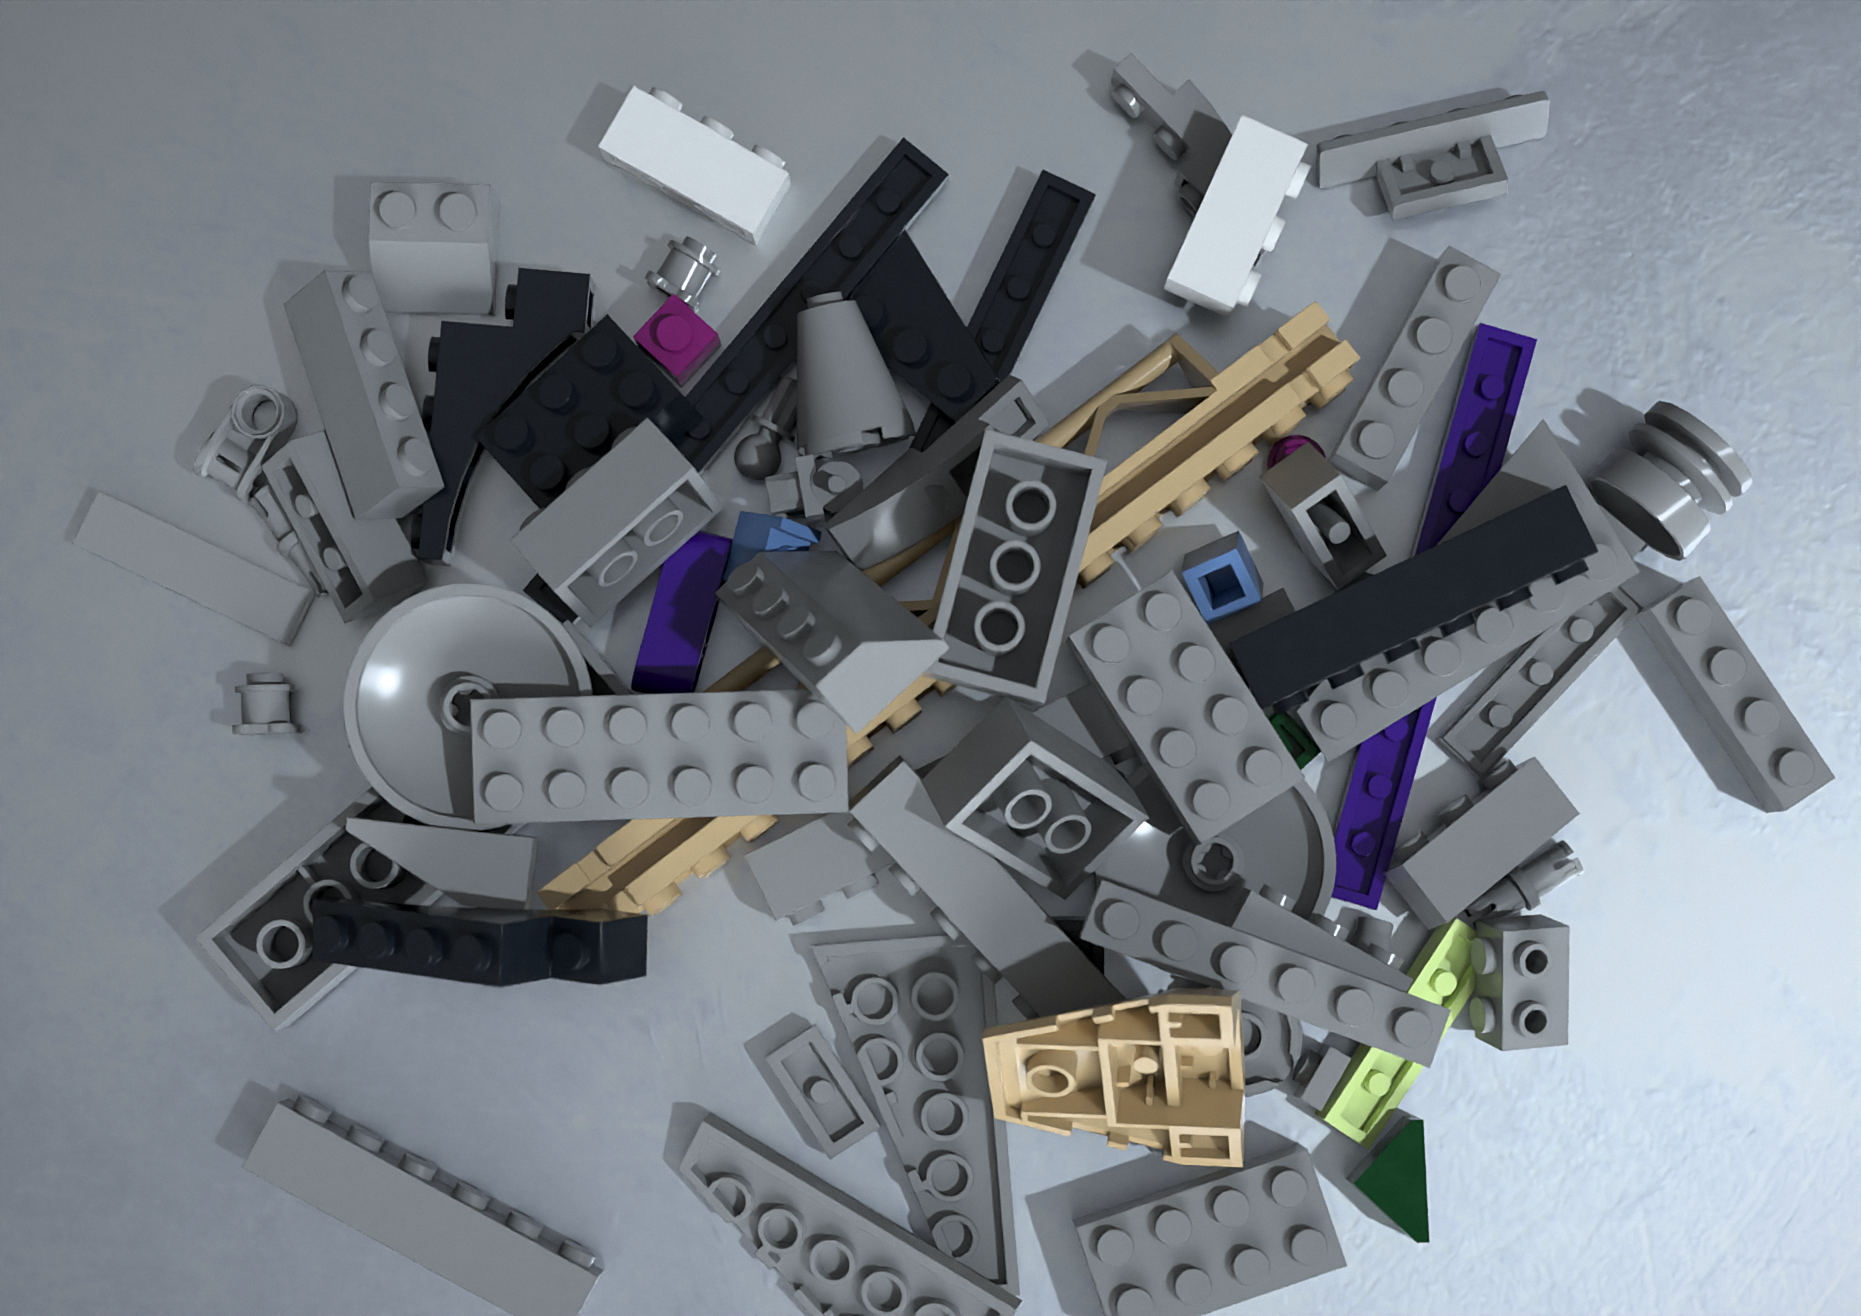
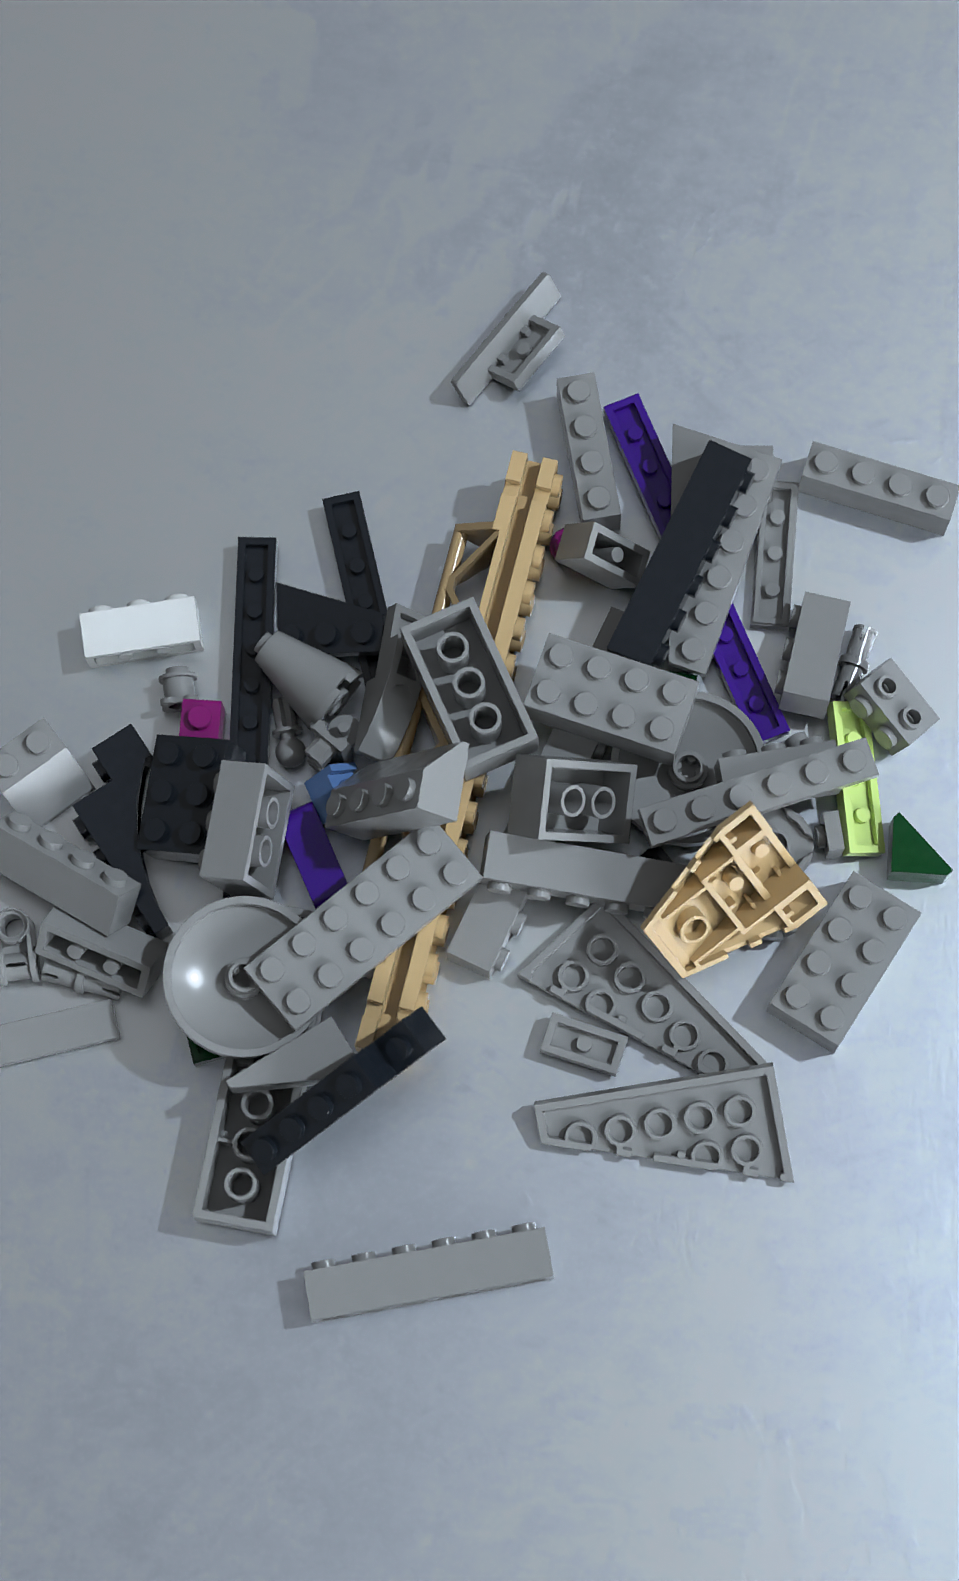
camera: 30 degrees left, 10 degrees down
(265, 705) = (133, 1076): light grey brick -> none
(1183, 126) = (411, 435): light grey slope -> none
(1222, 578) = (577, 623): medium blue brick -> none
(1238, 217) = (441, 443): white brick -> none
(1670, 479) = (760, 406): light grey wheel -> none

